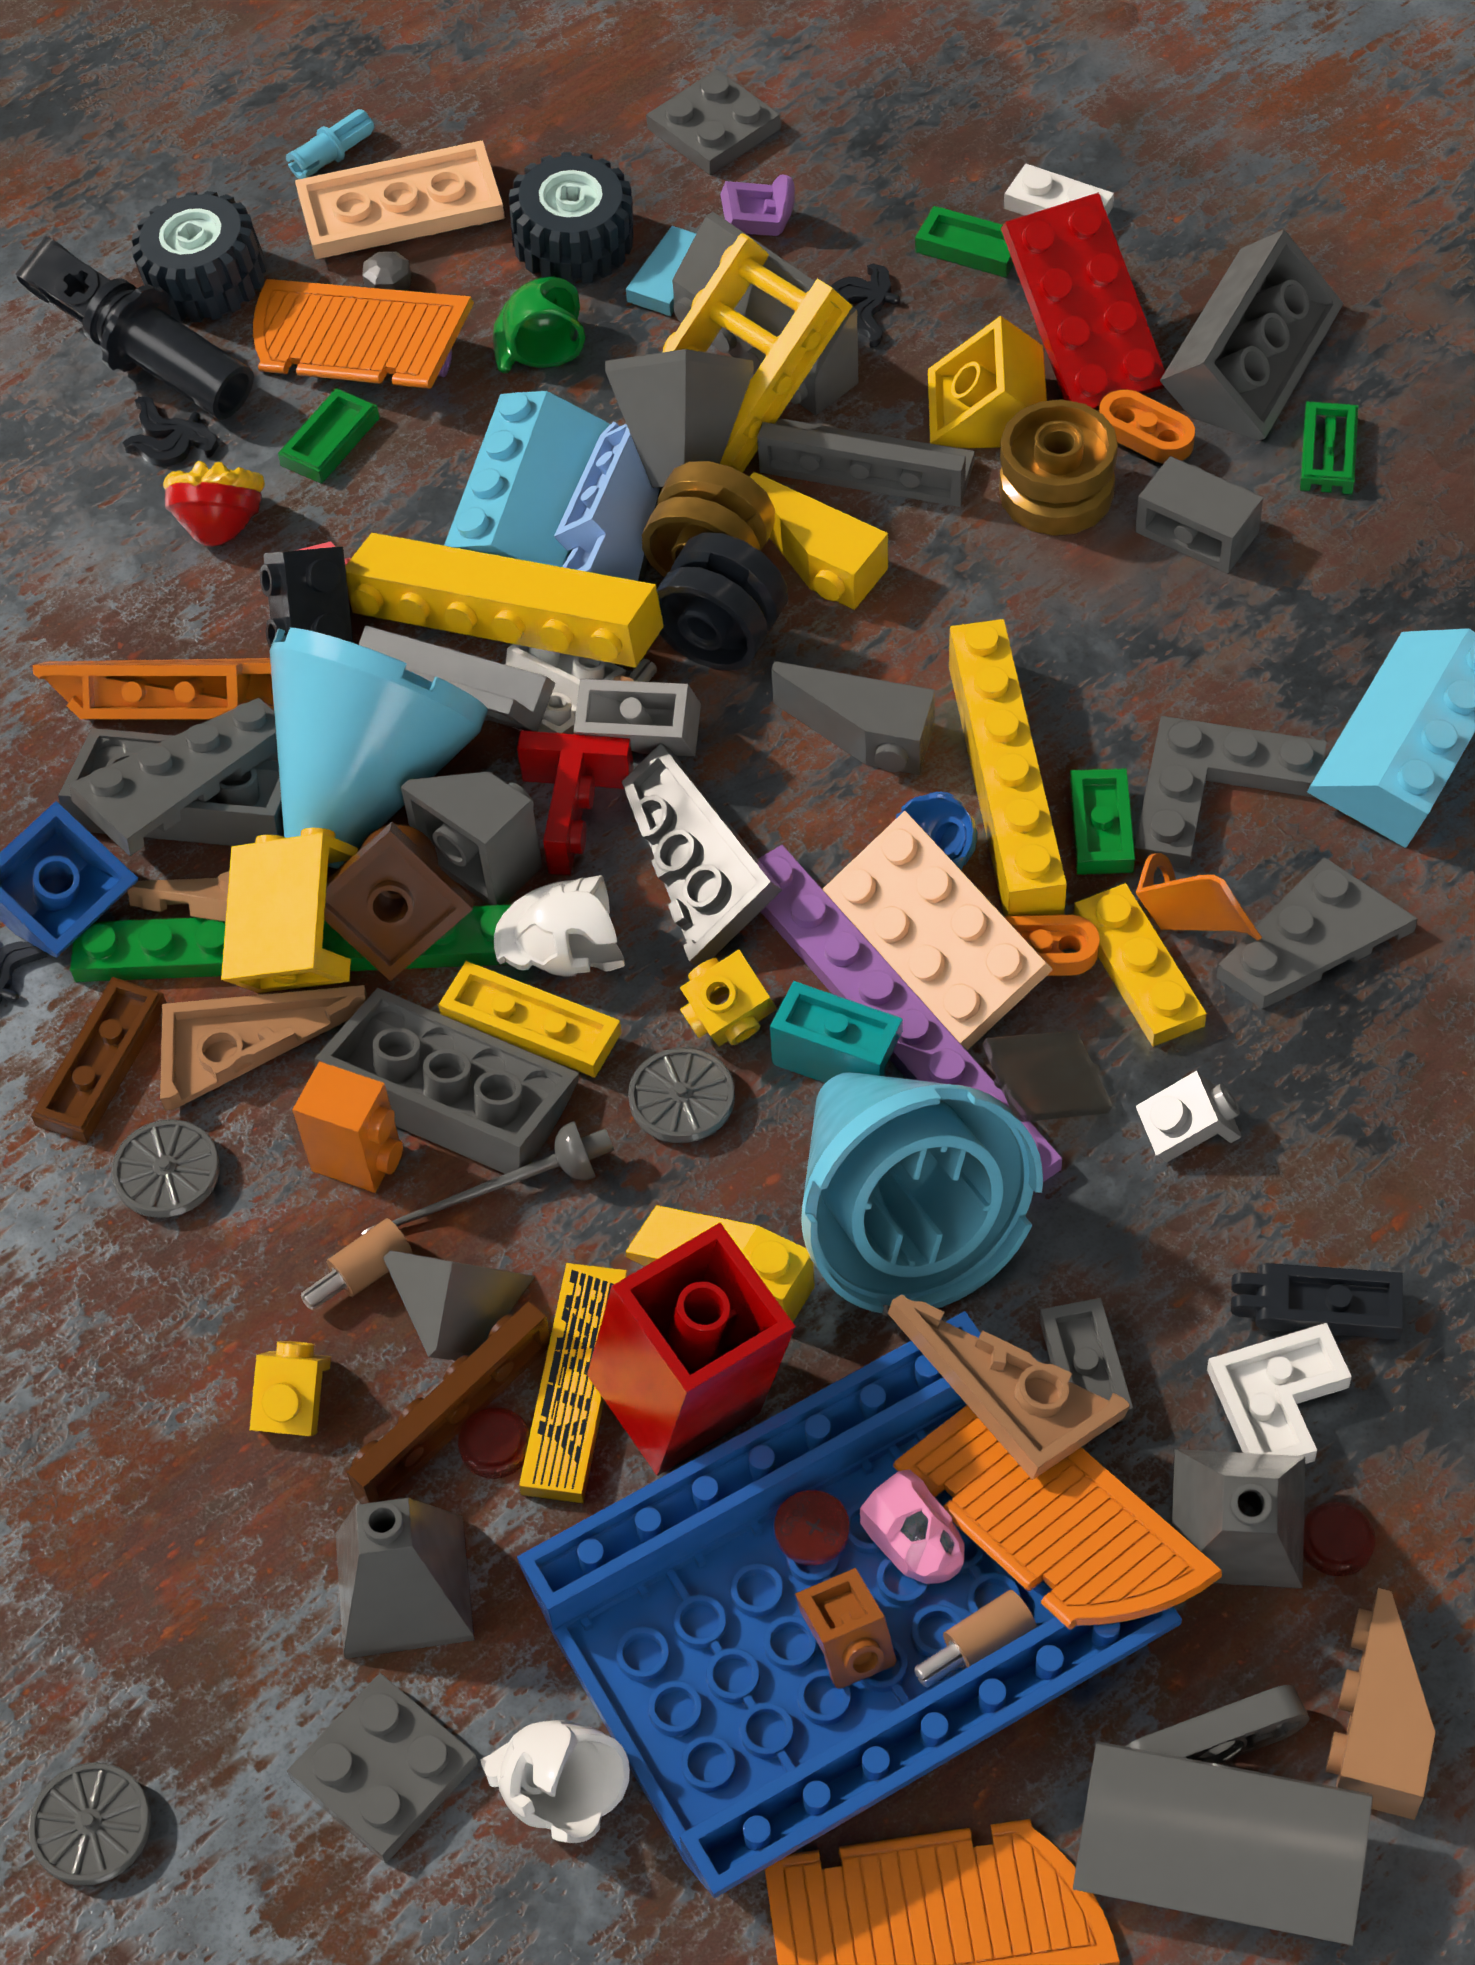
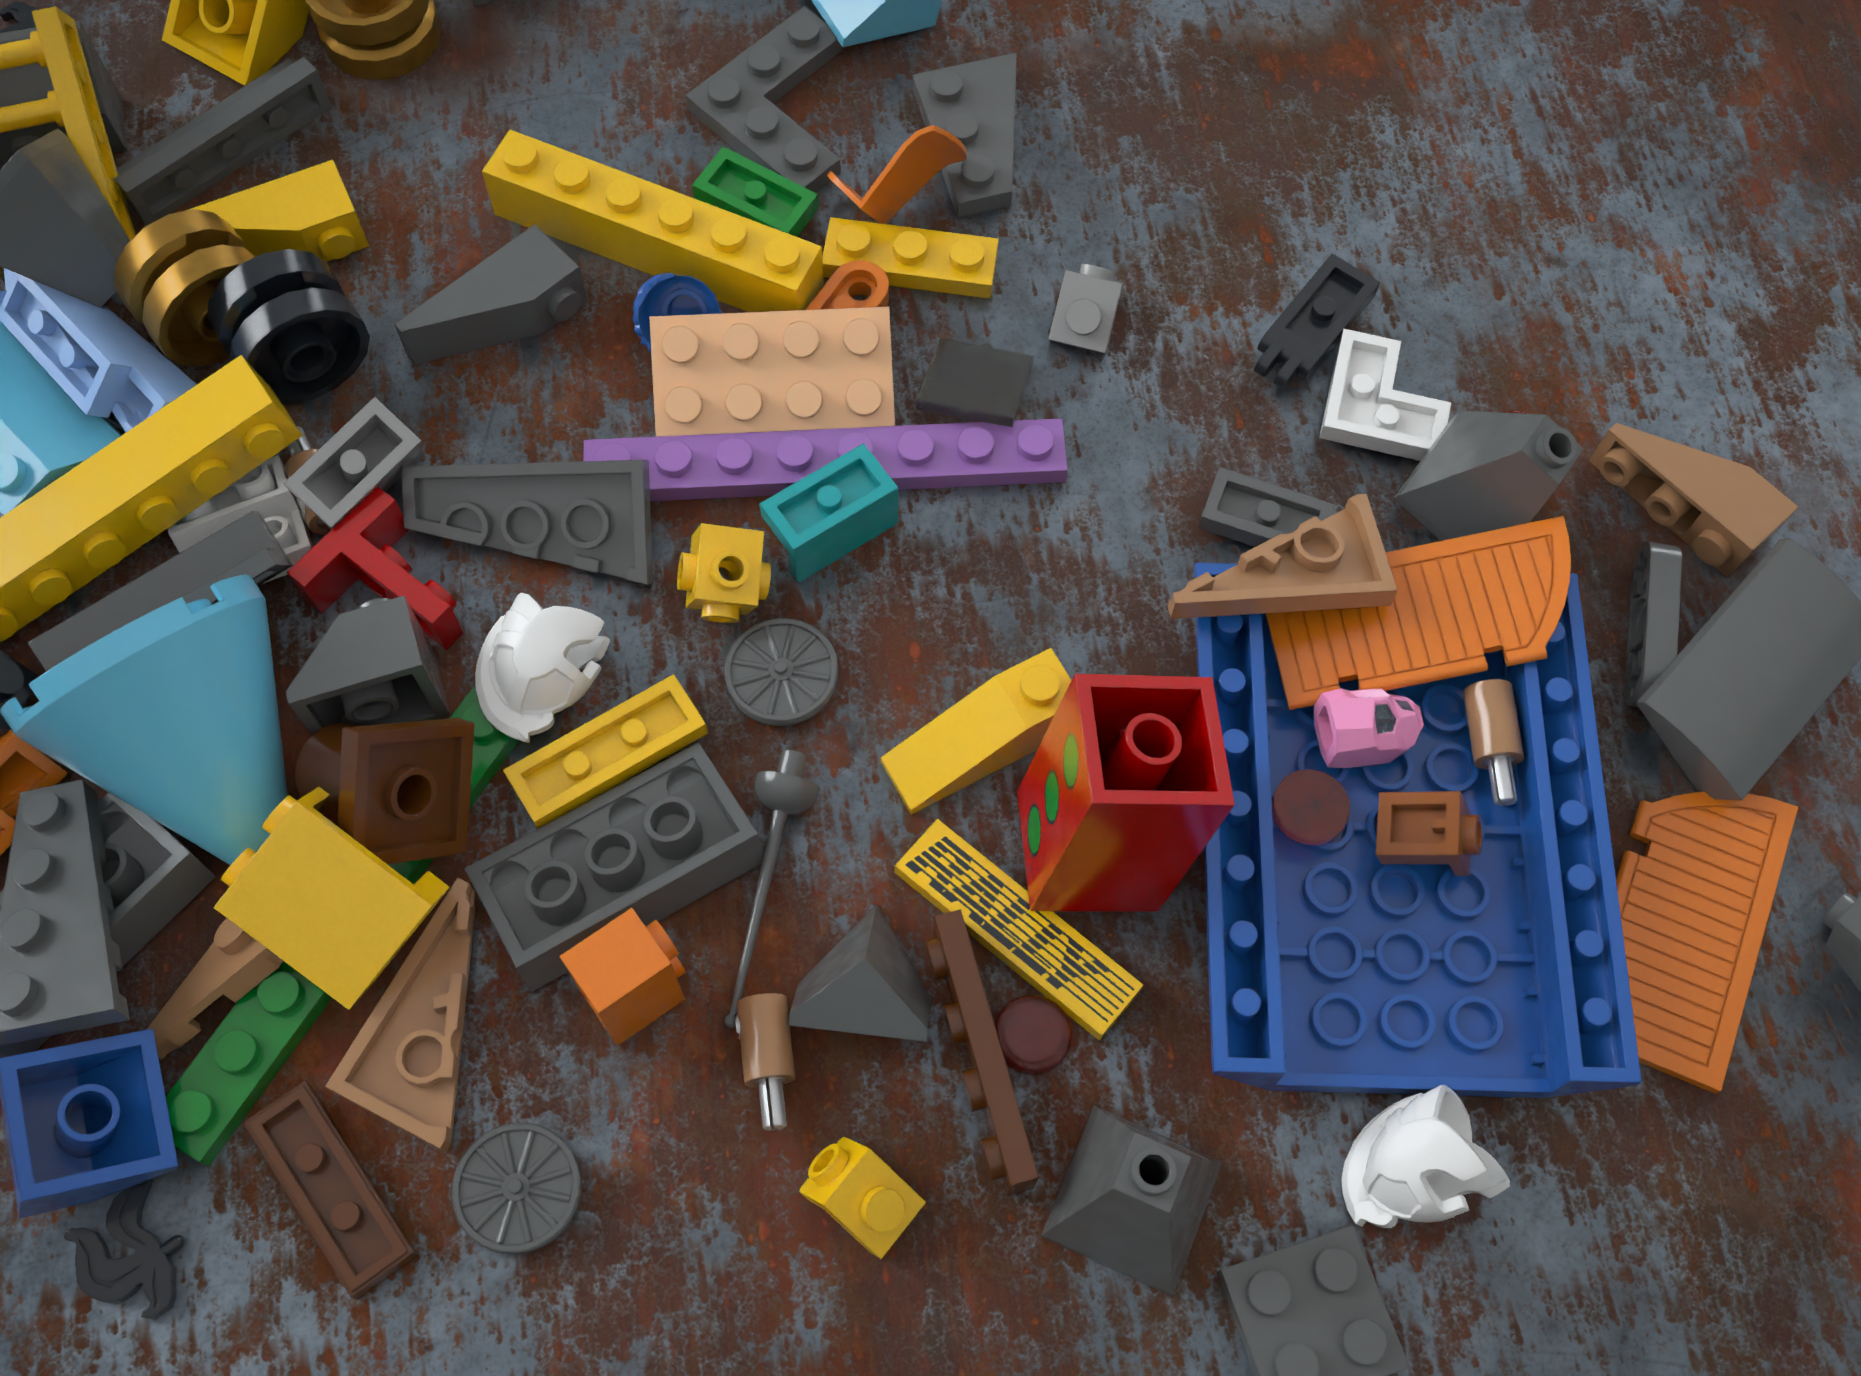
camera: 65 degrees left, 10 degrees up
(914, 1189) = (1027, 529): medium azure cone -> none

